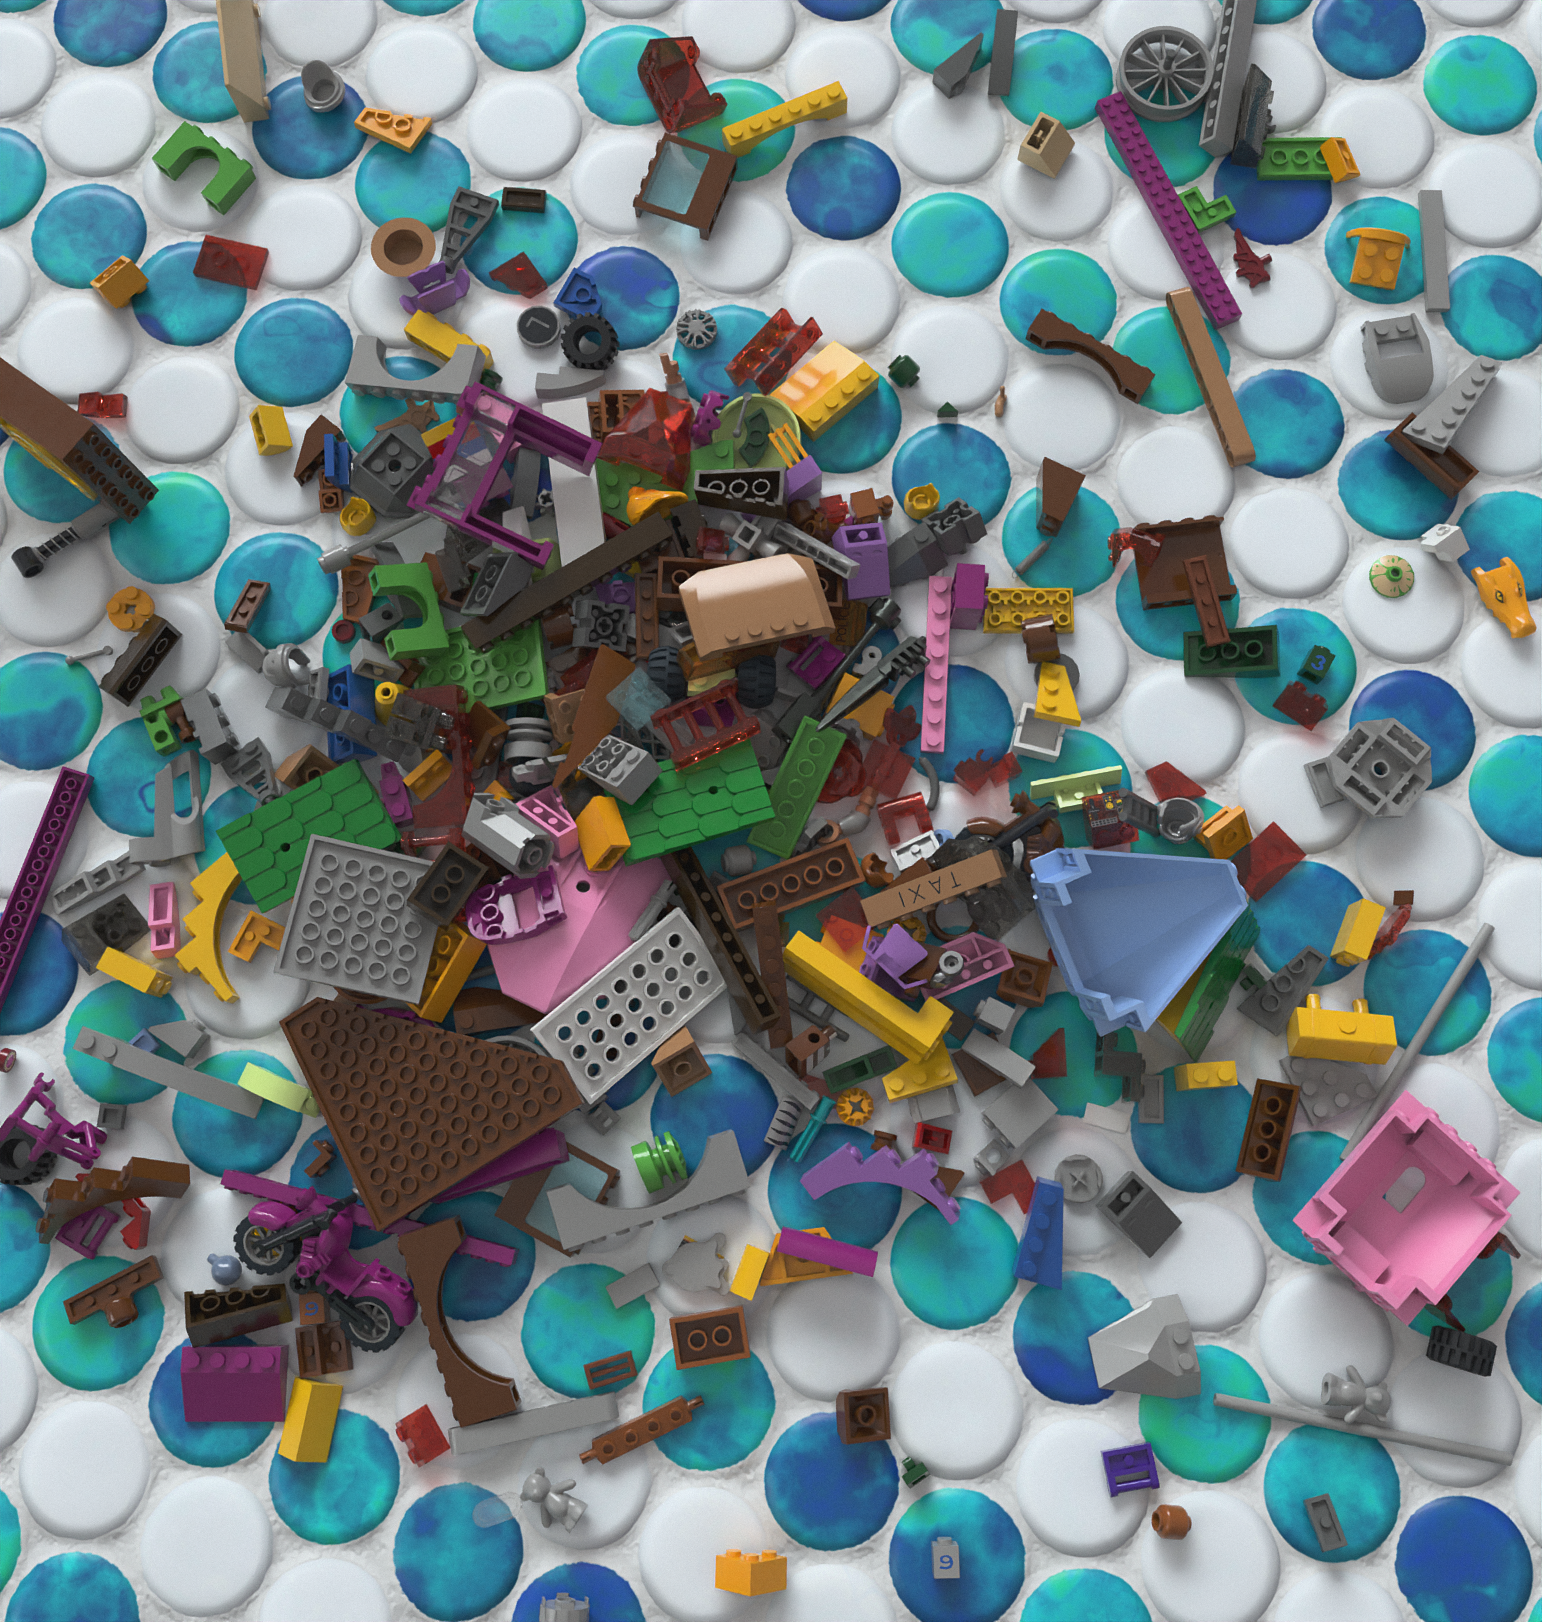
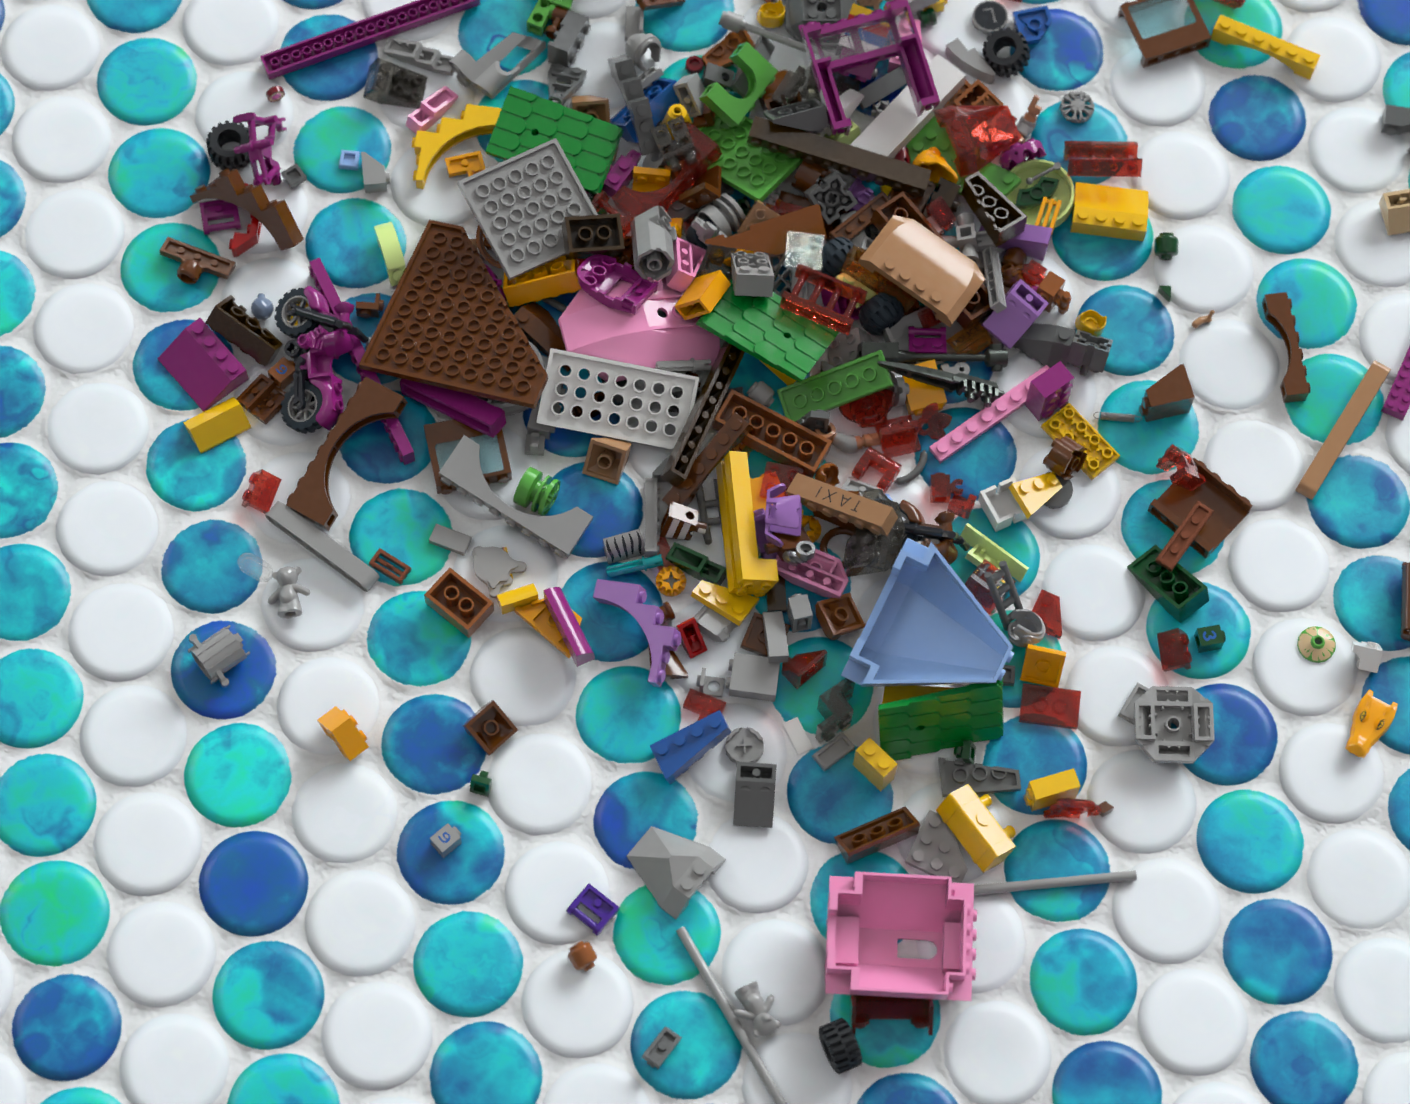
camera: 45 degrees right, 10 degrees down
(134, 972) = (387, 117): yellow brick -> none
(168, 1073) = (342, 166): light grey slope -> none
(642, 1429) = (371, 610): dark orange plate -> none

